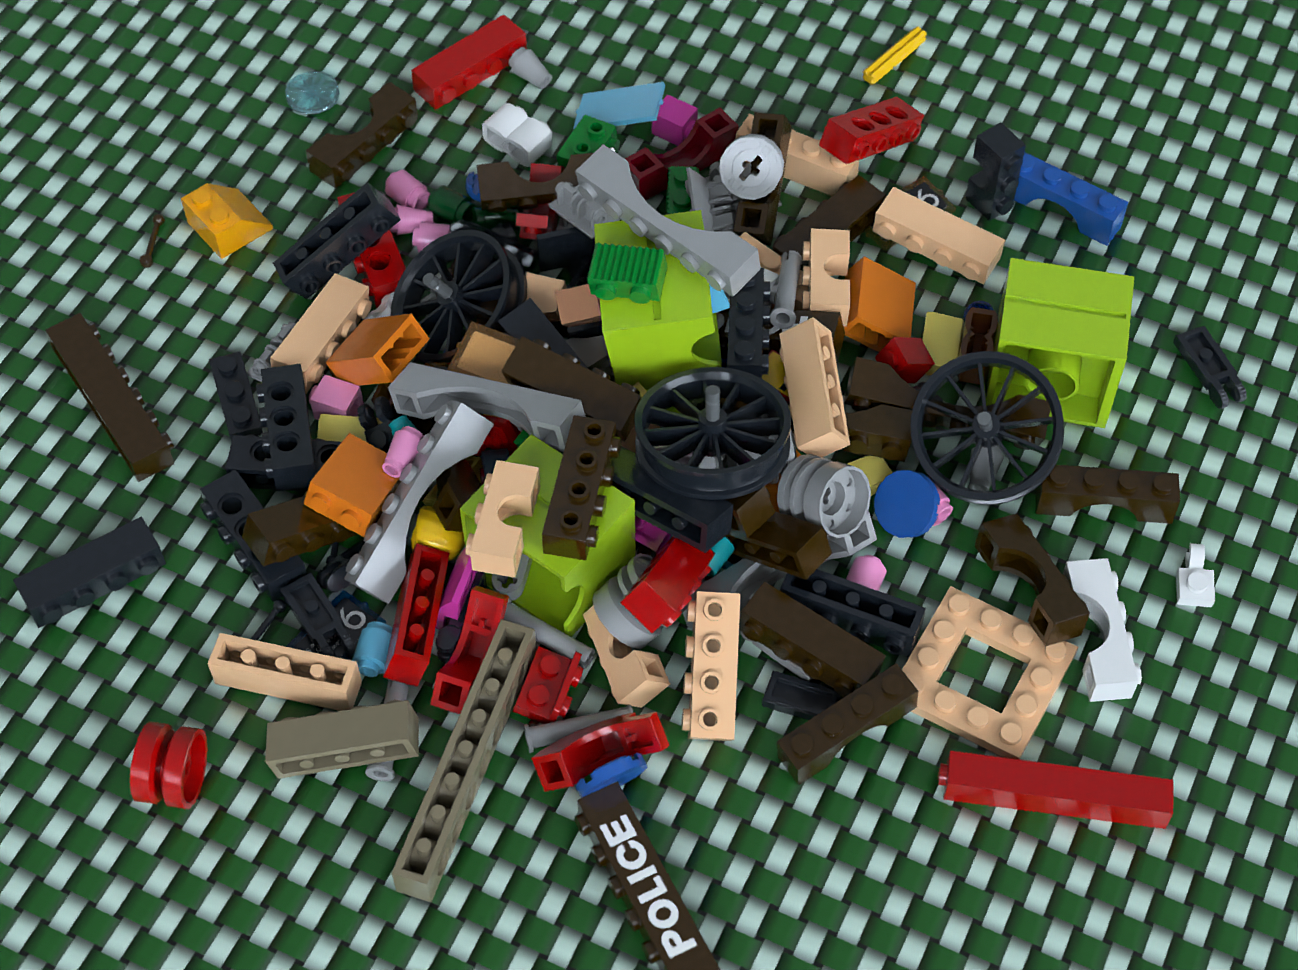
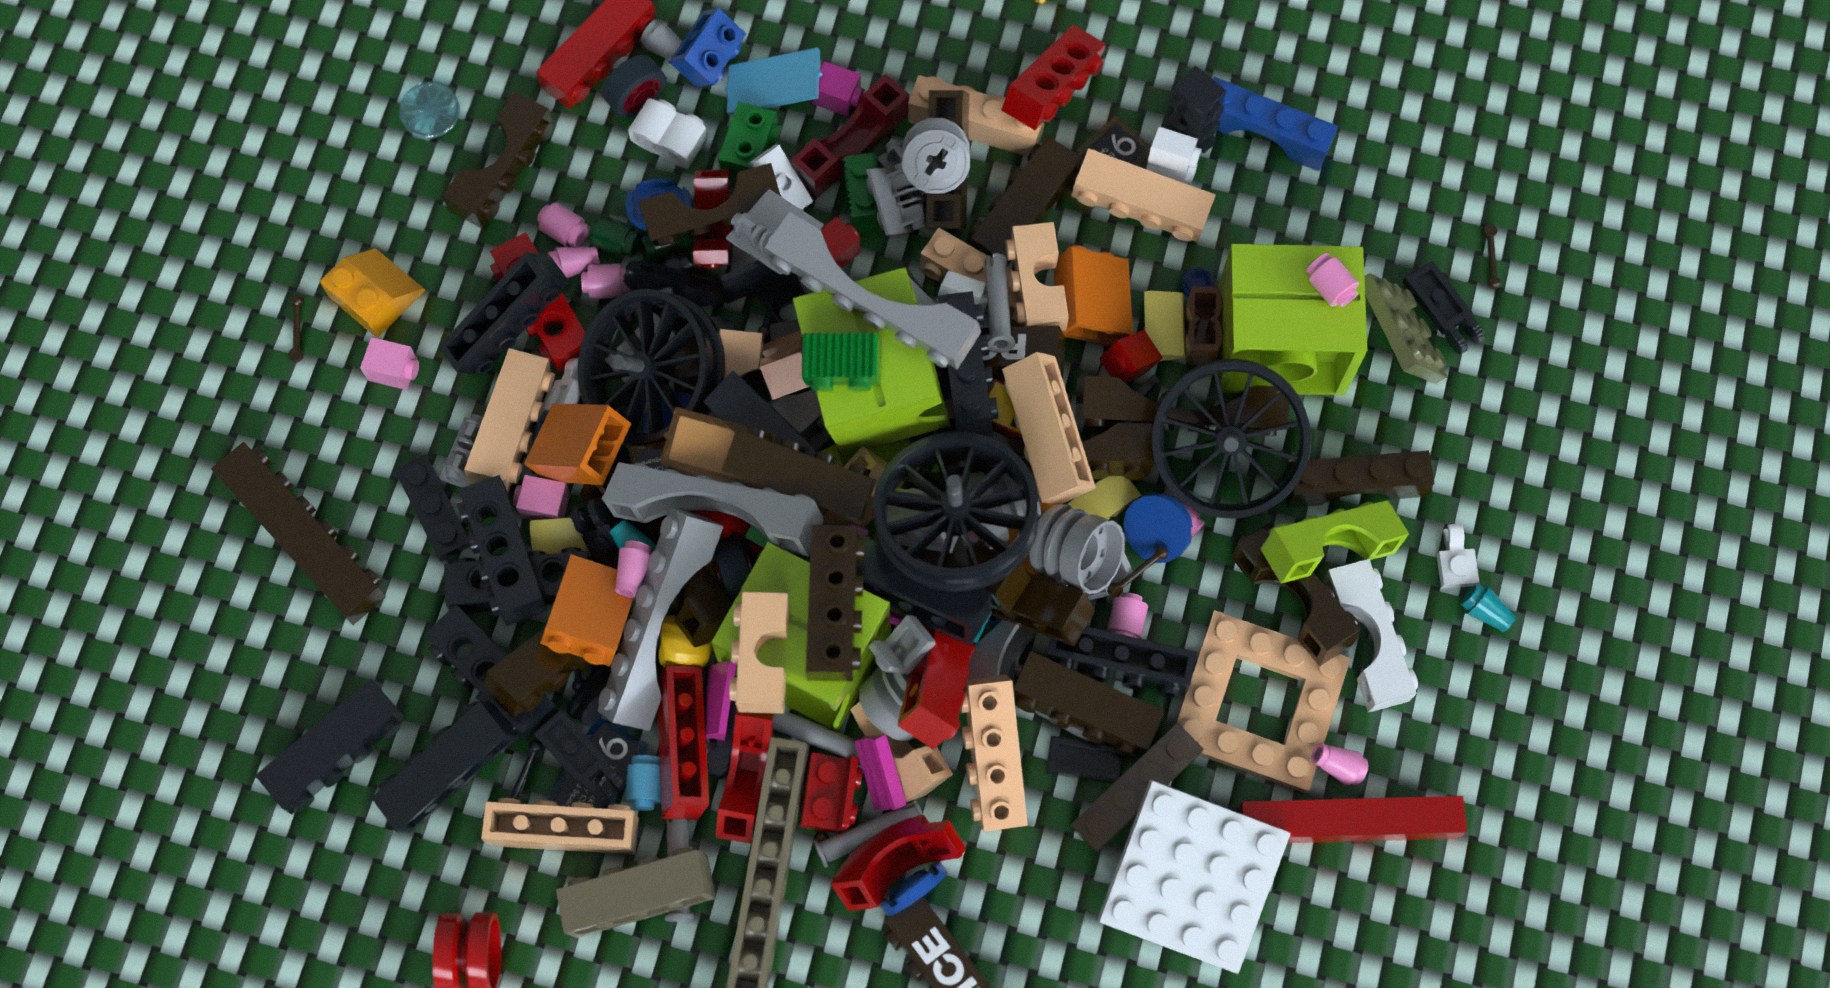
camera: 10 degrees left, 15 degrees up
(189, 602) = (444, 766): none -> black brick
(226, 275) = (389, 363): none -> bright pink brick
(492, 89) = (632, 85): none -> black wheel
(566, 74) = (708, 48): none -> blue brick
(600, 671) = (880, 772): none -> dark pink tile
(641, 545) = (903, 647): none -> light grey bracket
(858, 550) = (1116, 589): none -> dark brown hinge
(891, 810) = (1193, 876): none -> white plate
(972, 201) = (1174, 155): none -> white brick
(980, 475) = (1229, 480): light grey cone -> none
(1054, 736) = (1341, 763): none -> bright pink cone
(1100, 293) = (1332, 280): none -> bright pink brick
(1107, 534) = (1367, 530): none -> lime arch
(1167, 369) = (1404, 330): none -> olive plate
(1220, 623) = (1487, 607): none -> teal cone
(1262, 314) = (1490, 232): none -> dark brown hinge

